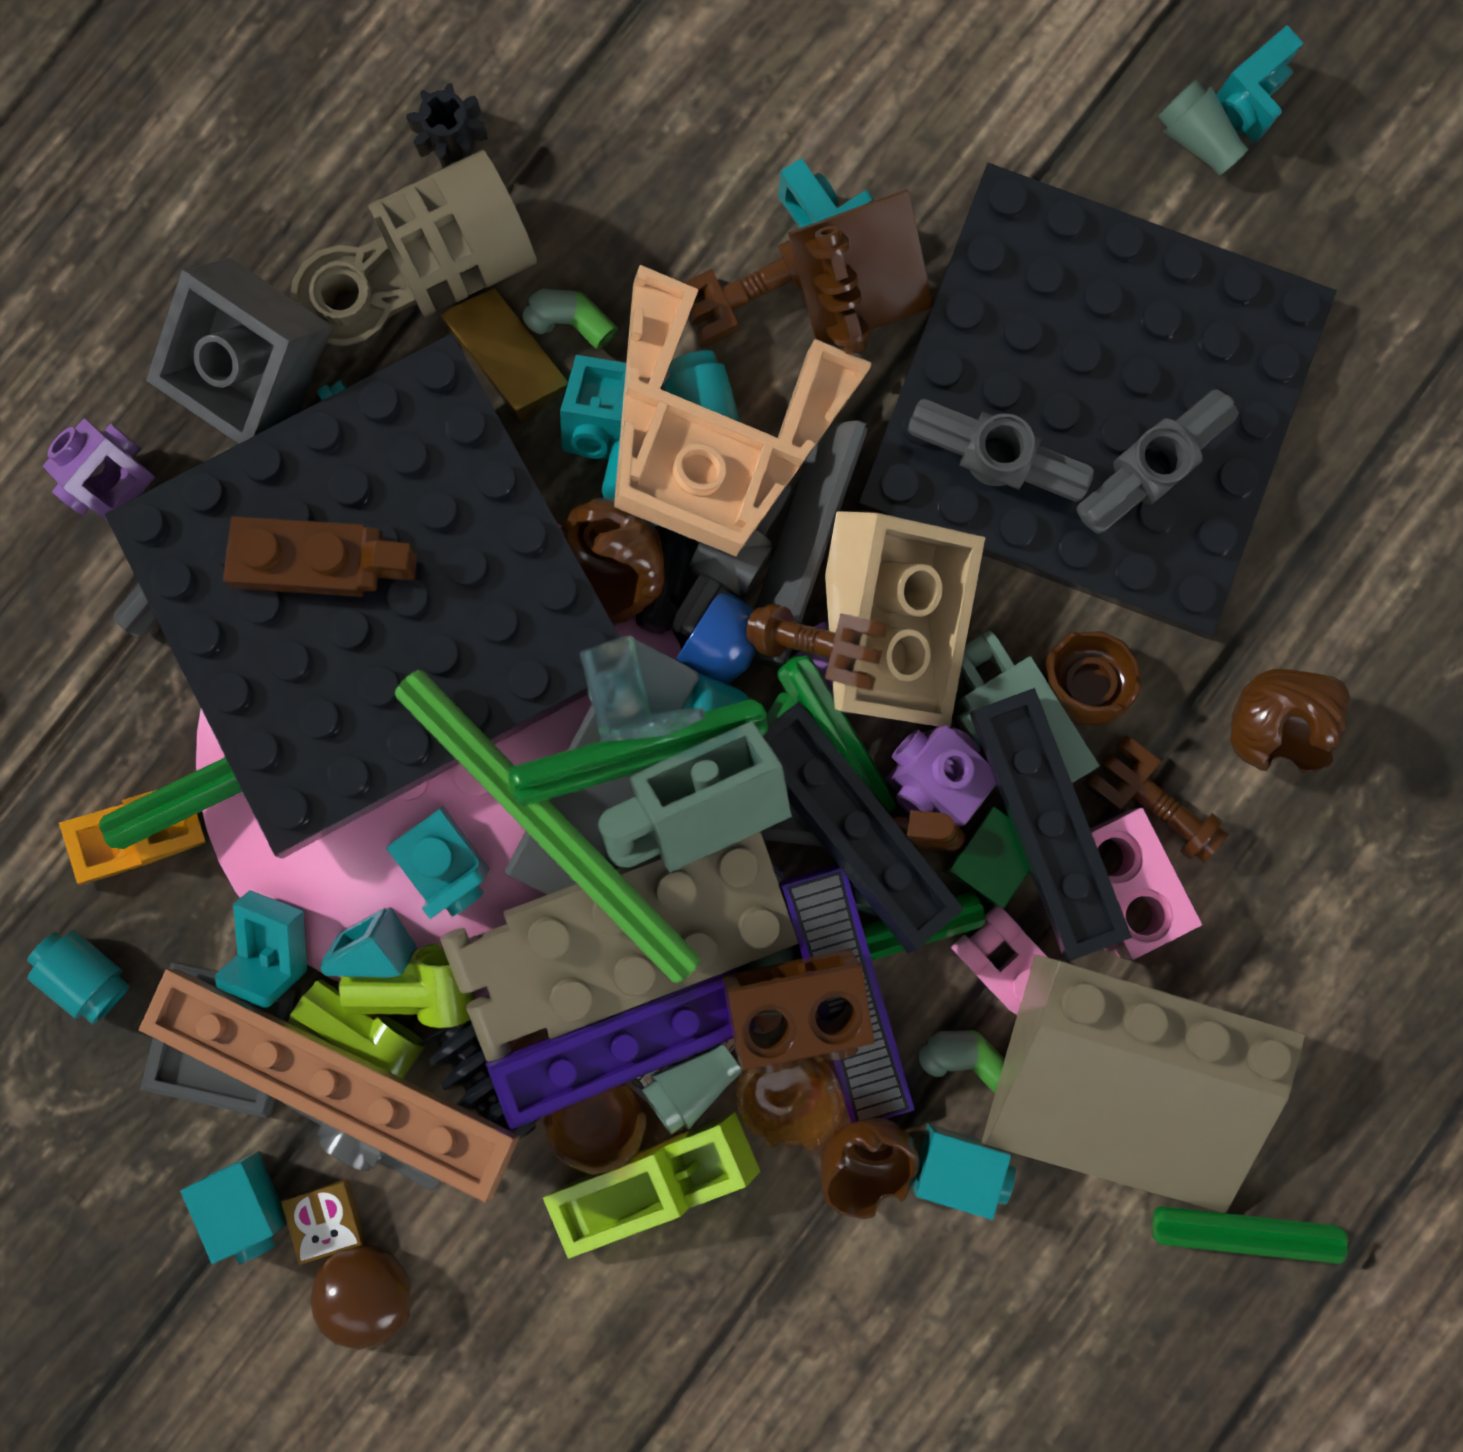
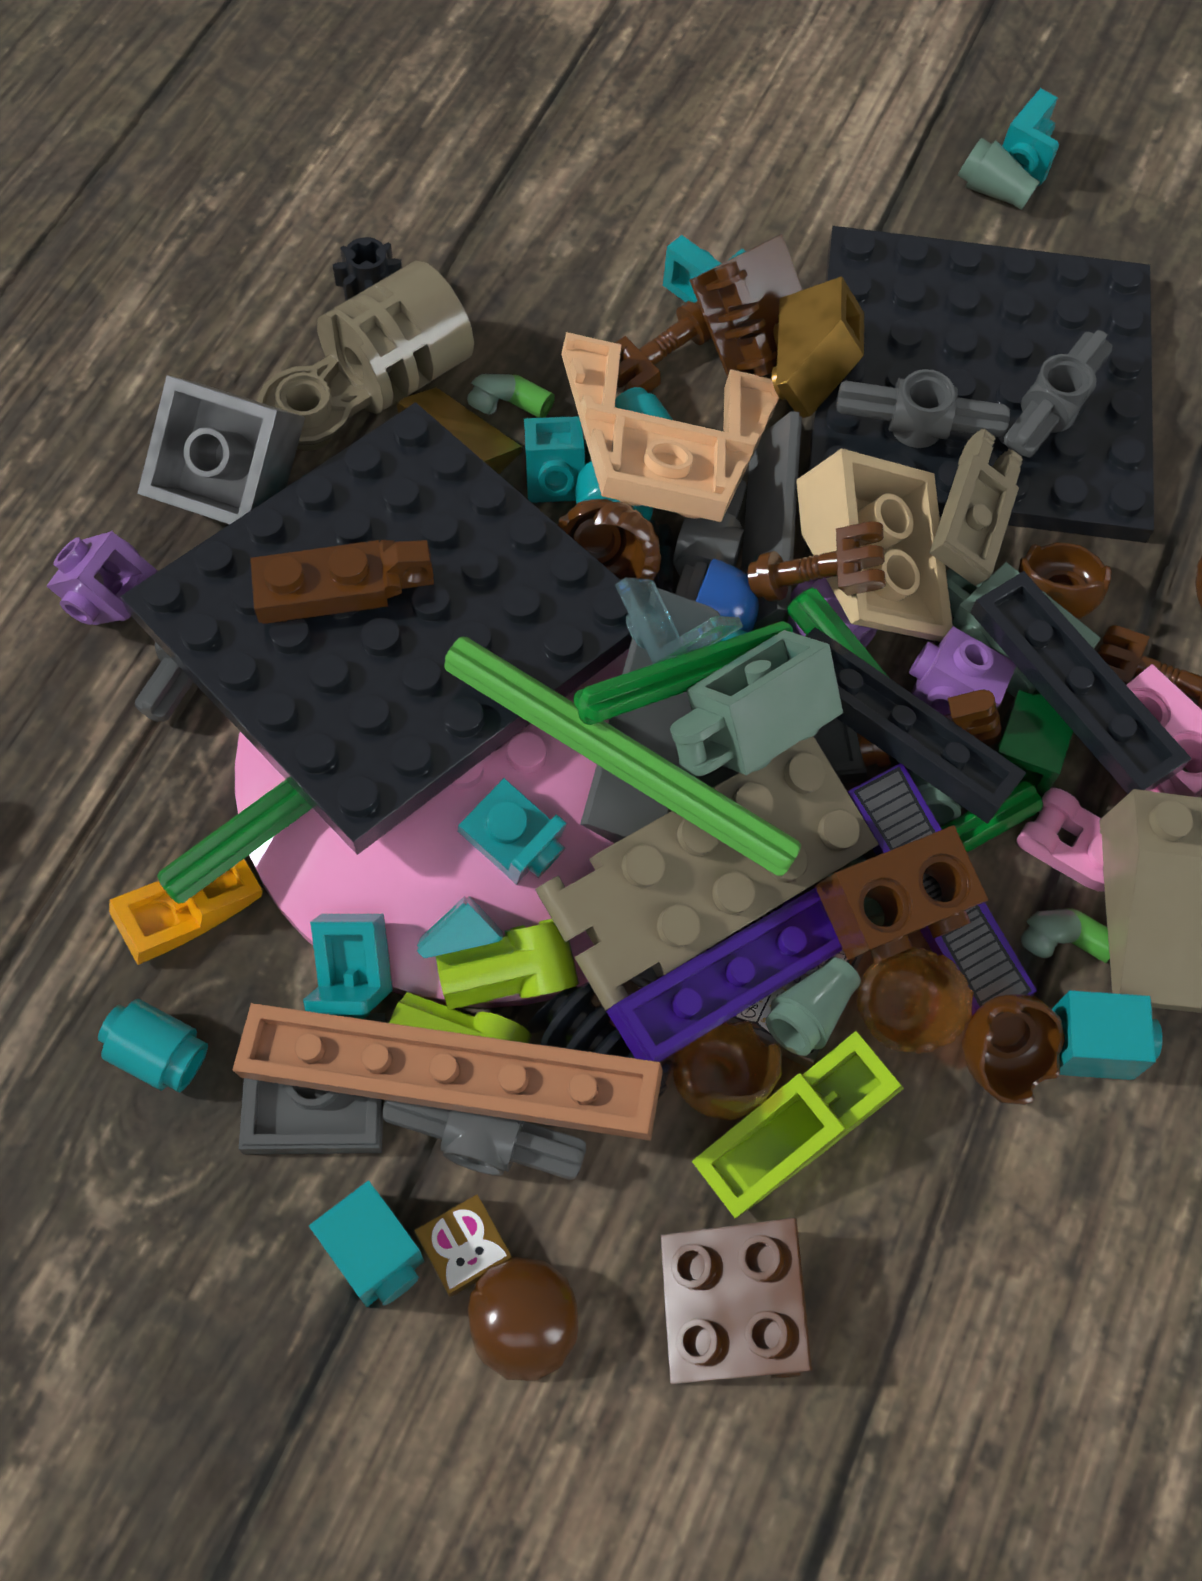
camera: 15 degrees left, 20 degrees down
(548, 1332) = (735, 1302): none -> hinge
(912, 337) = (816, 343): none -> pearl gold slope
(1019, 589) = (977, 509): none -> dark tan hinge

